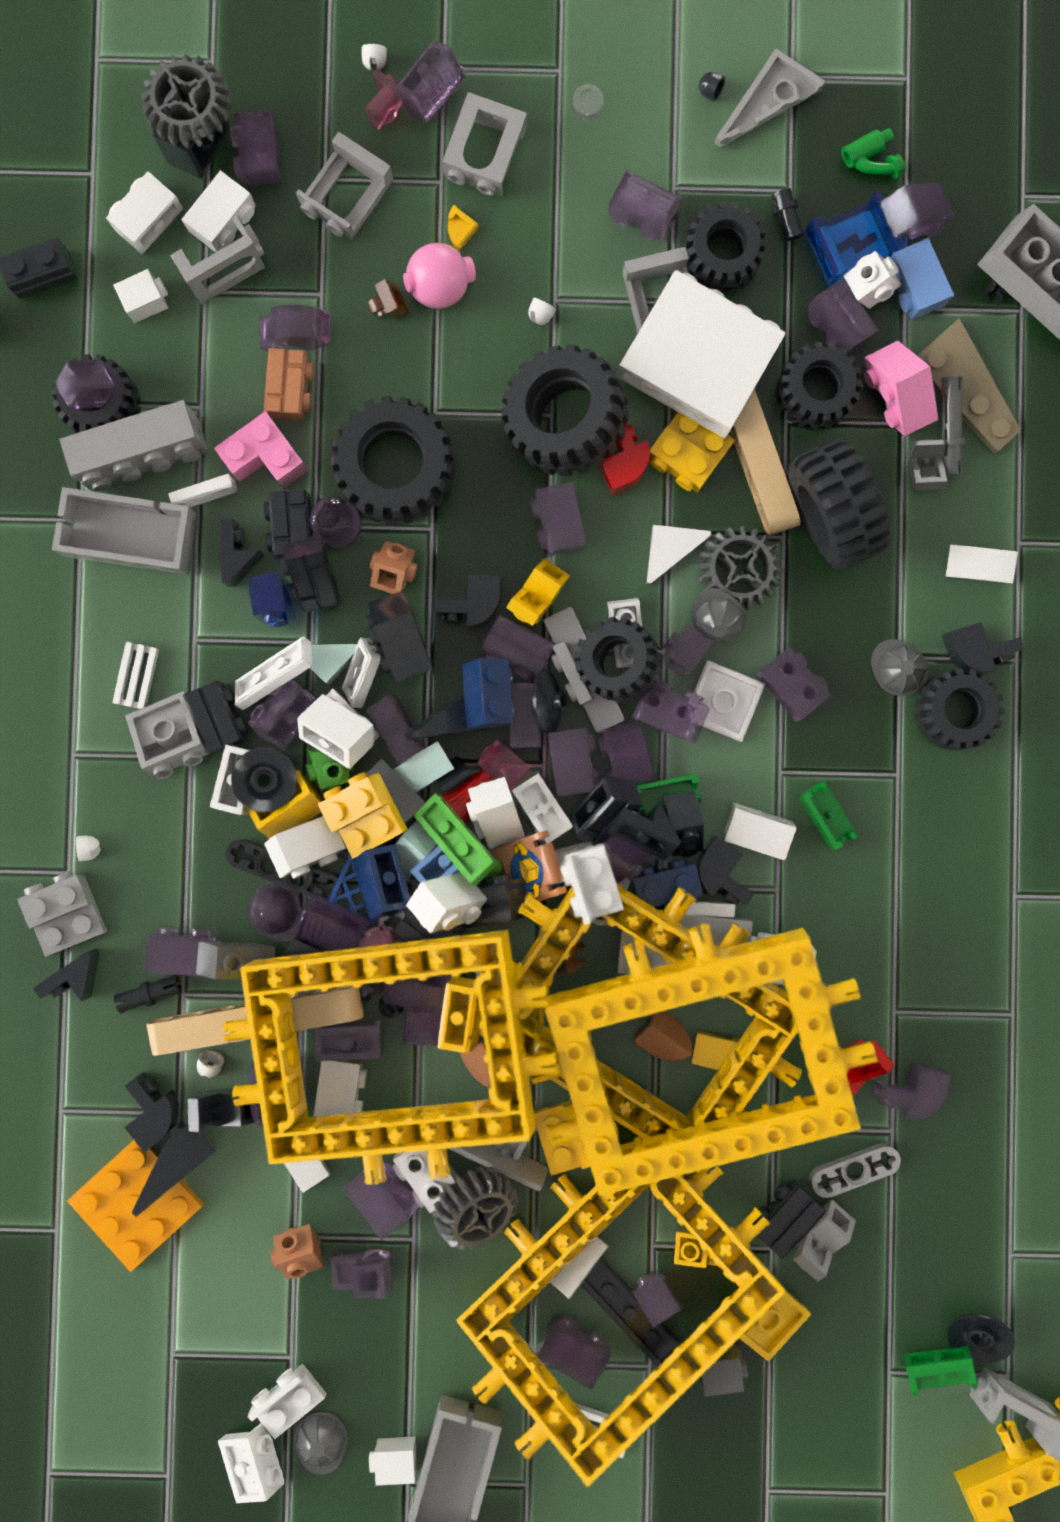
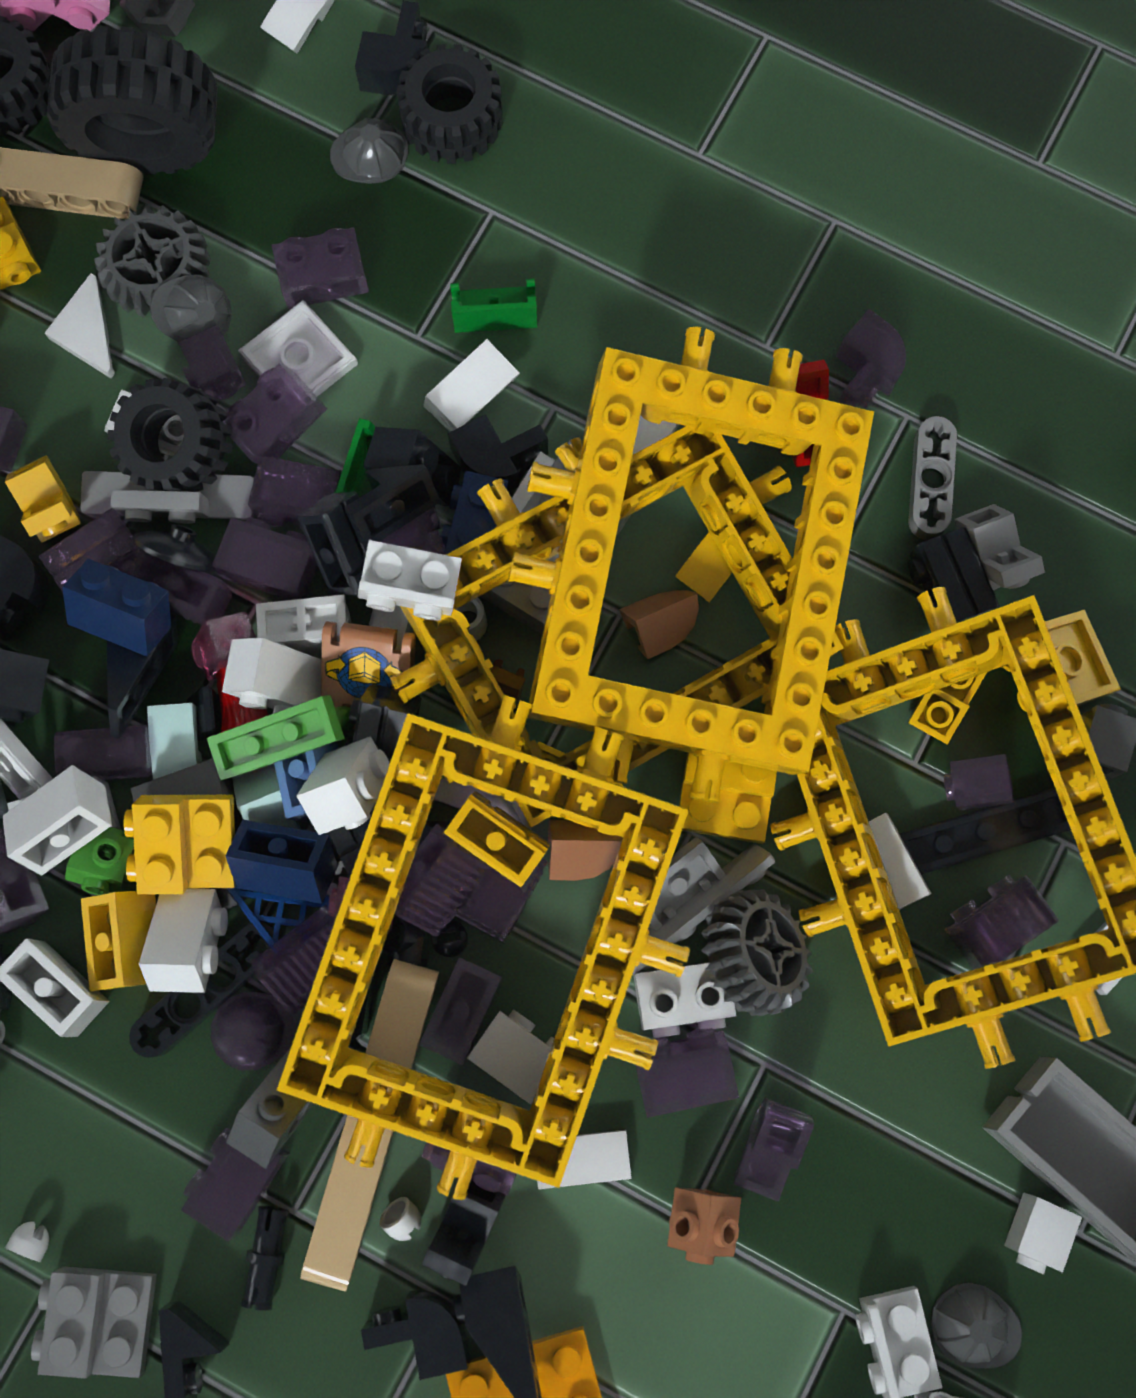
camera: 65 degrees left, 10 degrees down
(268, 763) = (49, 930): black dish -> none

